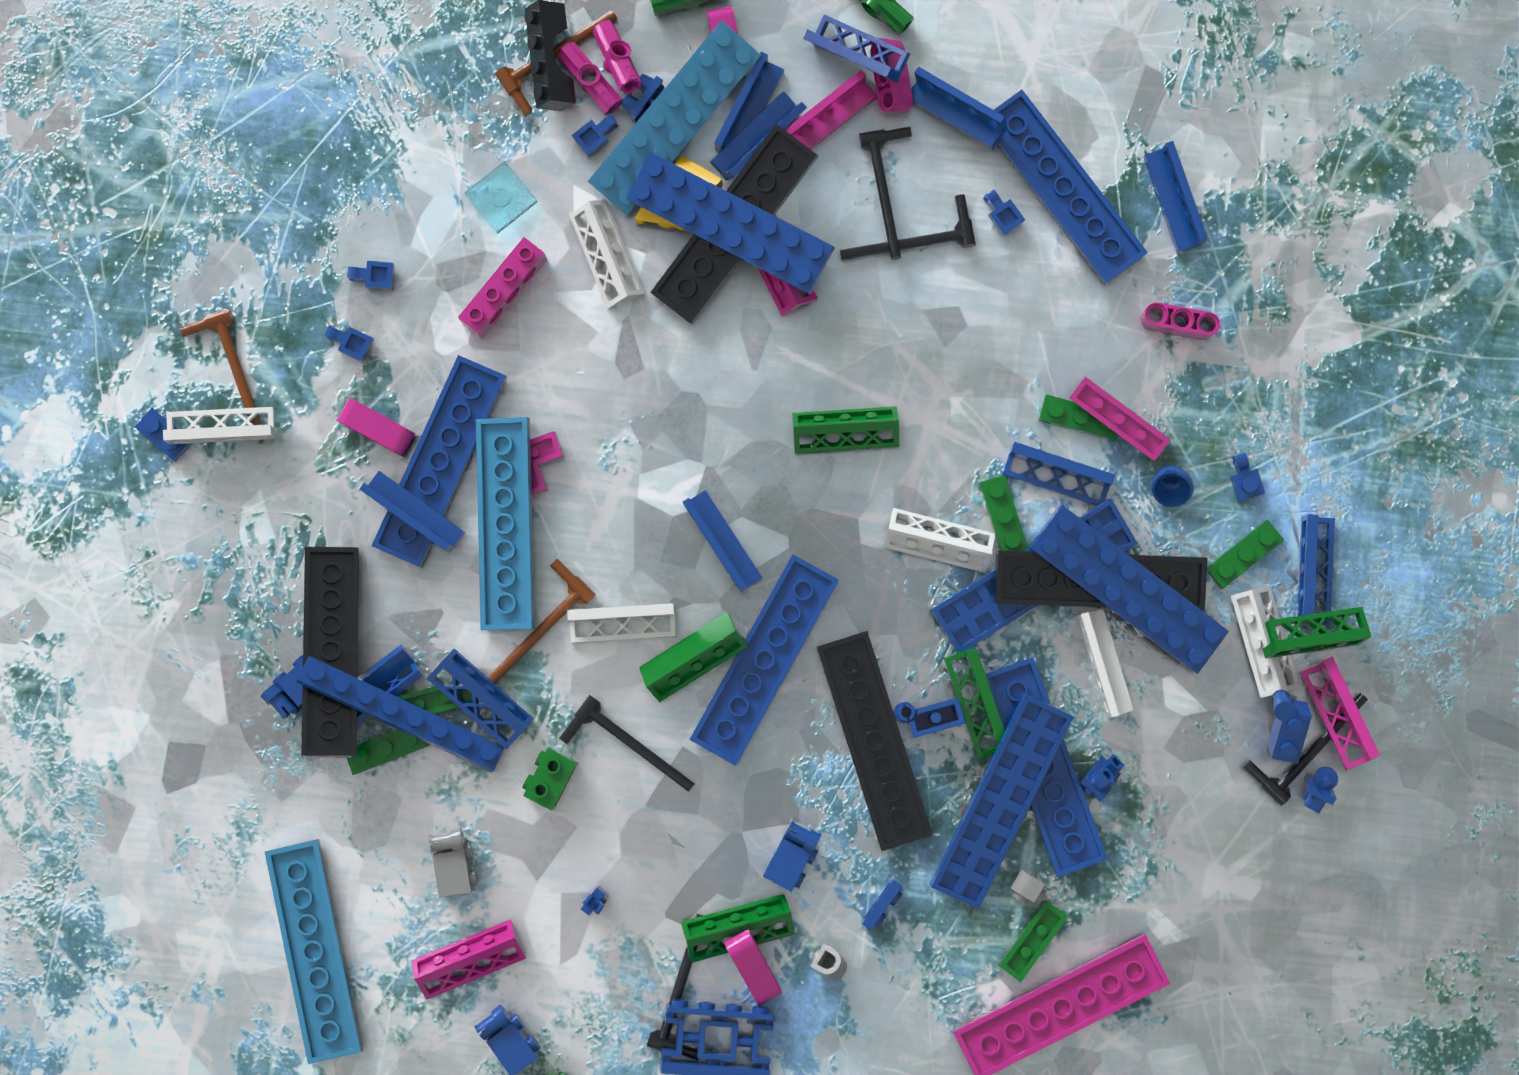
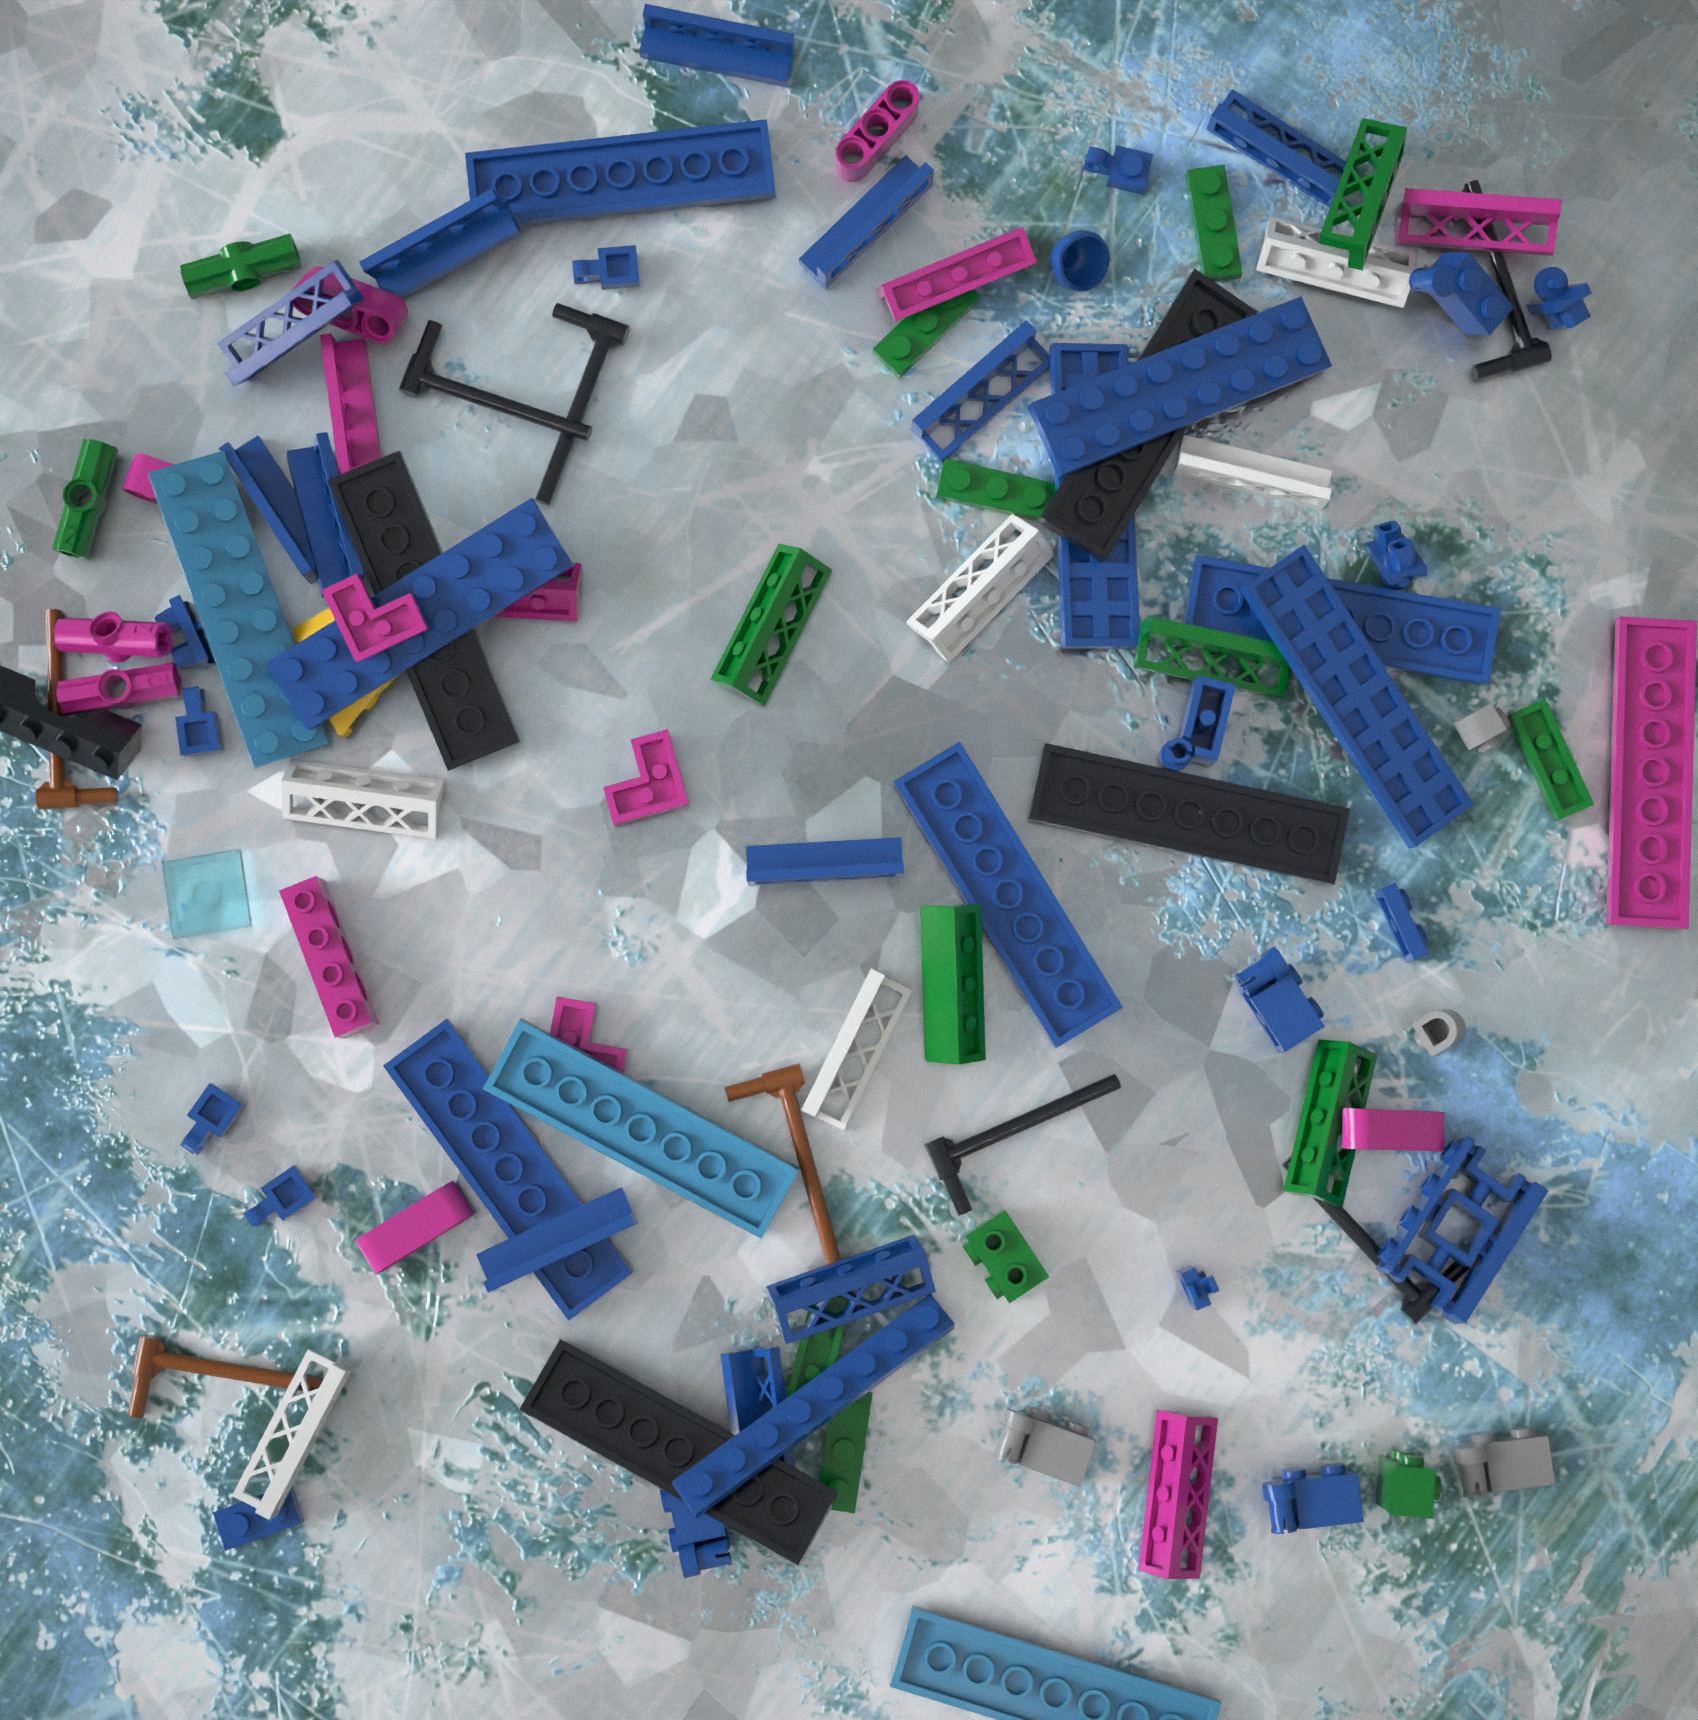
camera: 65 degrees left, 0 degrees up
(702, 196) = (368, 628): none -> dark pink plate
(713, 418) = (656, 790): none -> dark pink plate
(1122, 346) = (867, 221): none -> blue fence

